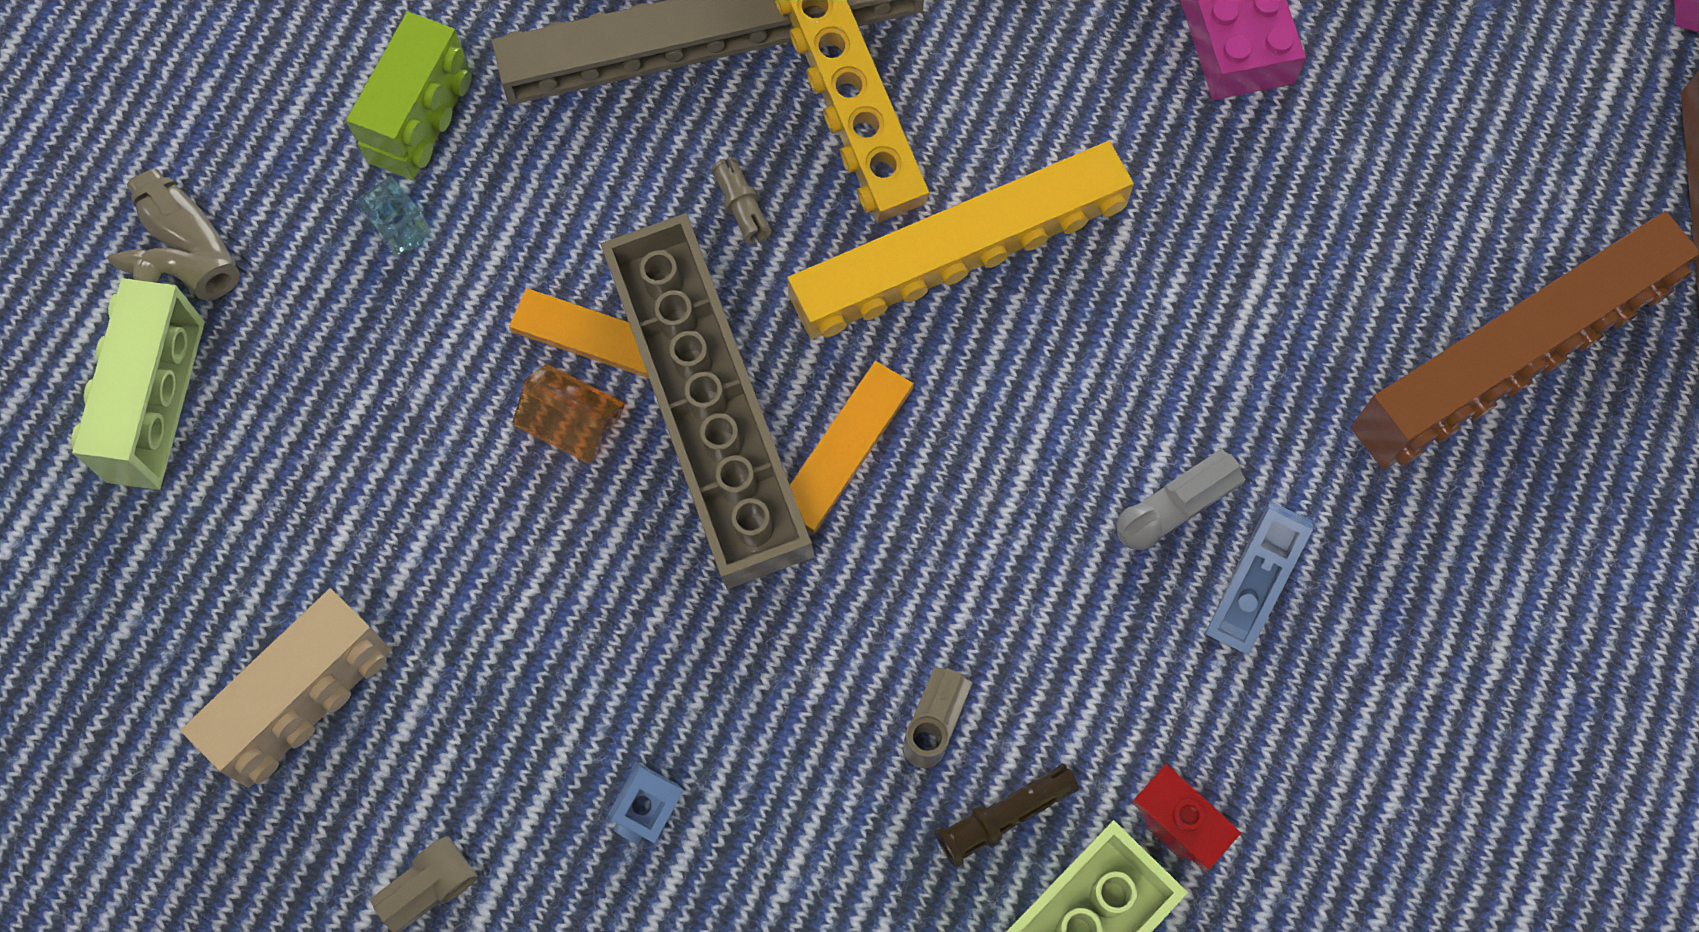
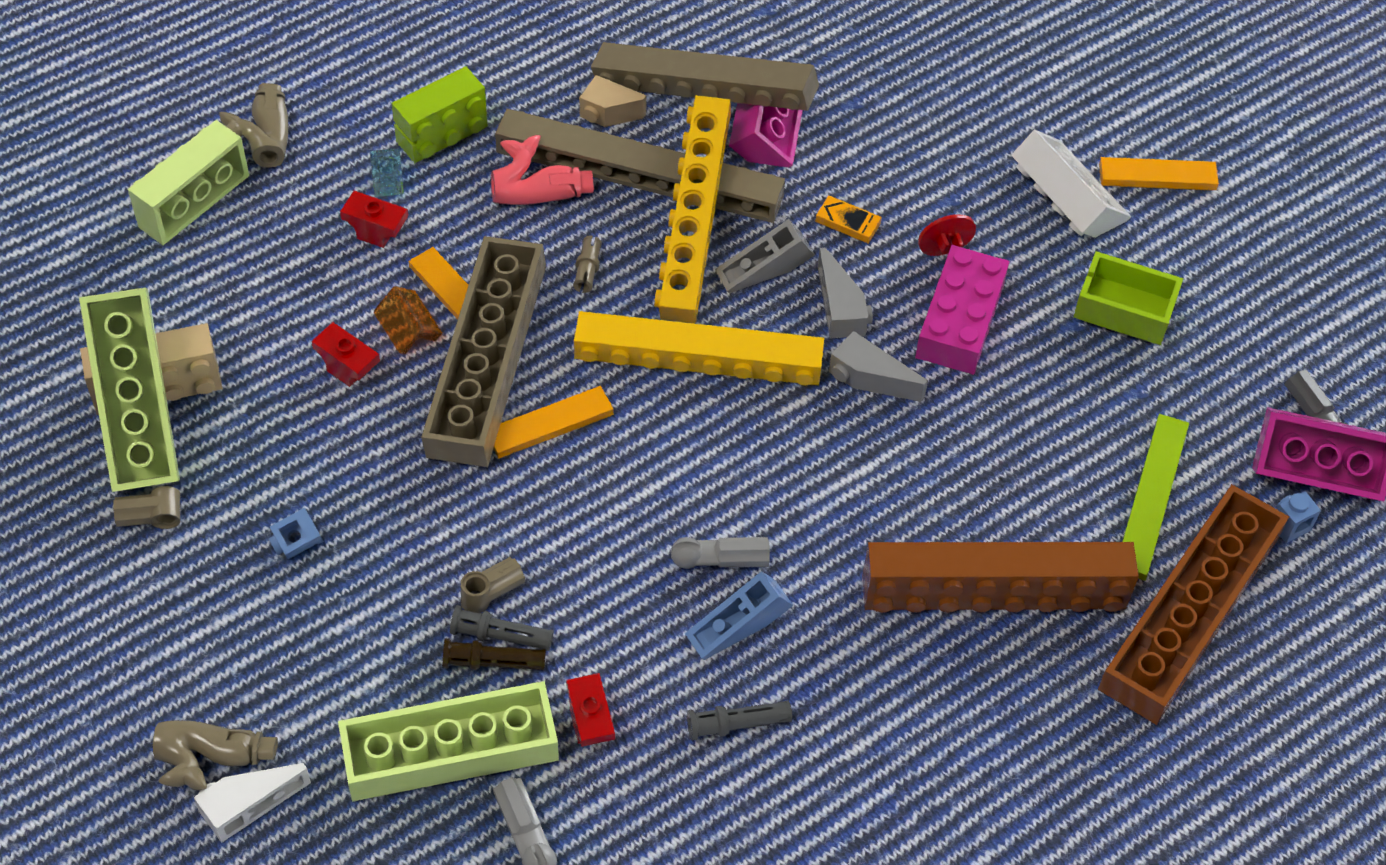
camera: 30 degrees right, 15 degrees down
(295, 751) = (129, 389): none -> yellowish green brick
(426, 294) = (373, 218): none -> red brick
(529, 512) = (344, 354): none -> red brick
(611, 121) = (546, 185): none -> coral piece
(955, 70) = (766, 258): none -> light grey slope
(969, 778) = (541, 637): none -> dark grey pin
(1084, 72) = (842, 299): none -> light grey slope
(1180, 147) = (874, 370): none -> light grey slope
(1335, 723) = (722, 721): none -> dark grey pin
(1597, 121) = (1154, 489): none -> lime tile

